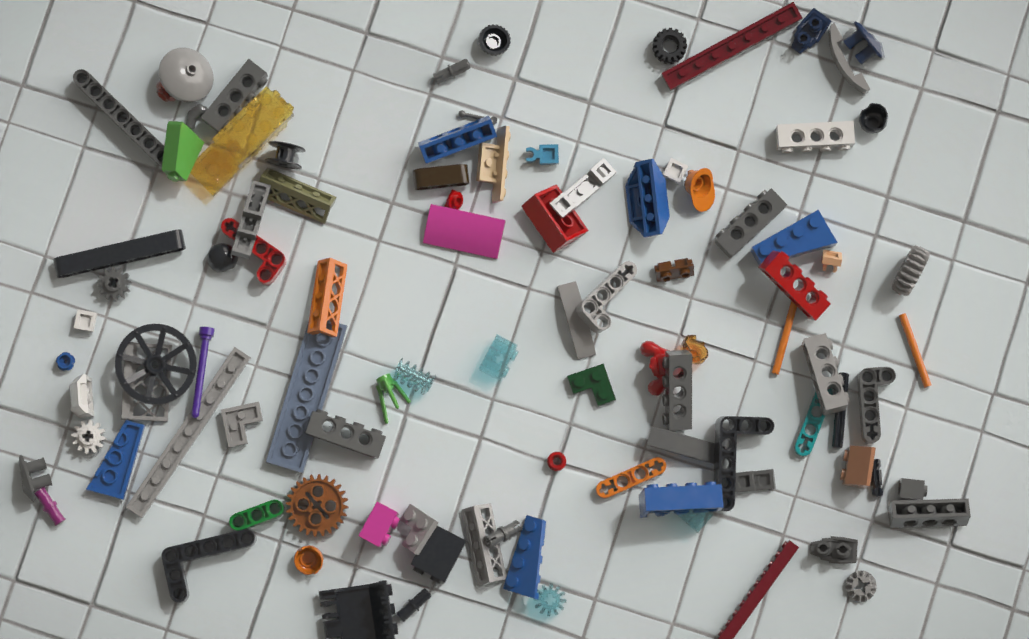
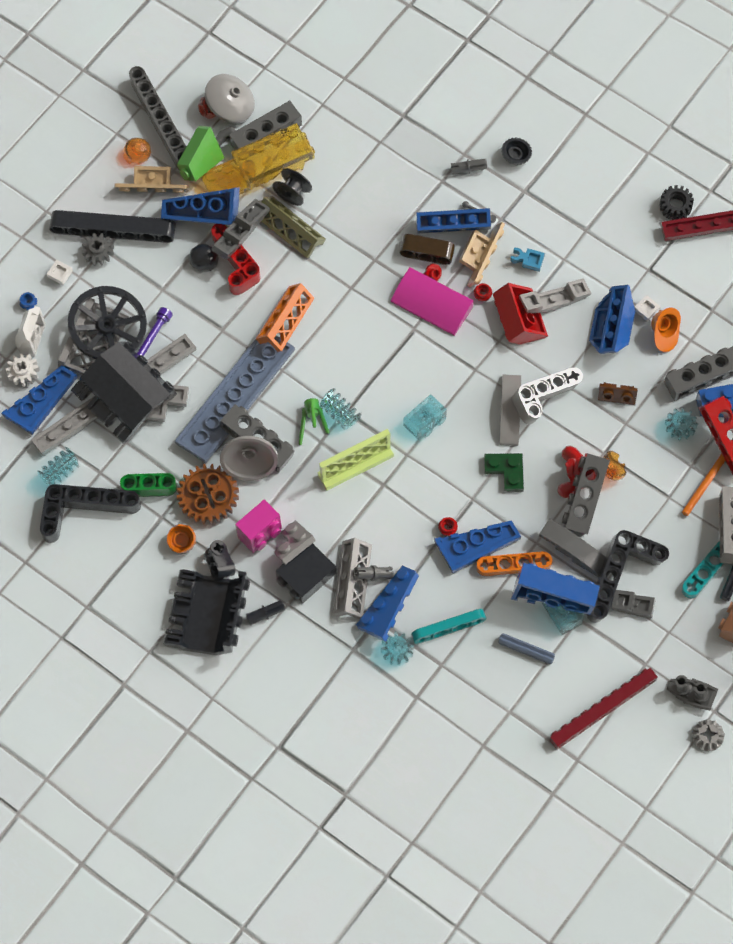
camera: 20 degrees right, 15 degrees down
(112, 161) = (136, 151): none -> clear orange hair
(139, 189) = (152, 178): none -> tan bracket
(164, 528) = (58, 467): none -> clear light blue piece
(200, 428) = (123, 389): none -> black hinge
(206, 207) = (208, 207): none -> blue wedge
(346, 462) = (248, 458): none -> light grey dish
(354, 571) = (219, 560): none -> black piece
(447, 426) = (355, 460): none -> yellowish green fence
(514, 200) = (483, 288): none -> red plate
(587, 472) = (469, 547): none -> blue wing
(590, 561) = (448, 626): none -> teal beam
(669, 558) = (526, 648): none -> sand blue axle
(738, 281) = (682, 418): none -> clear light blue gear

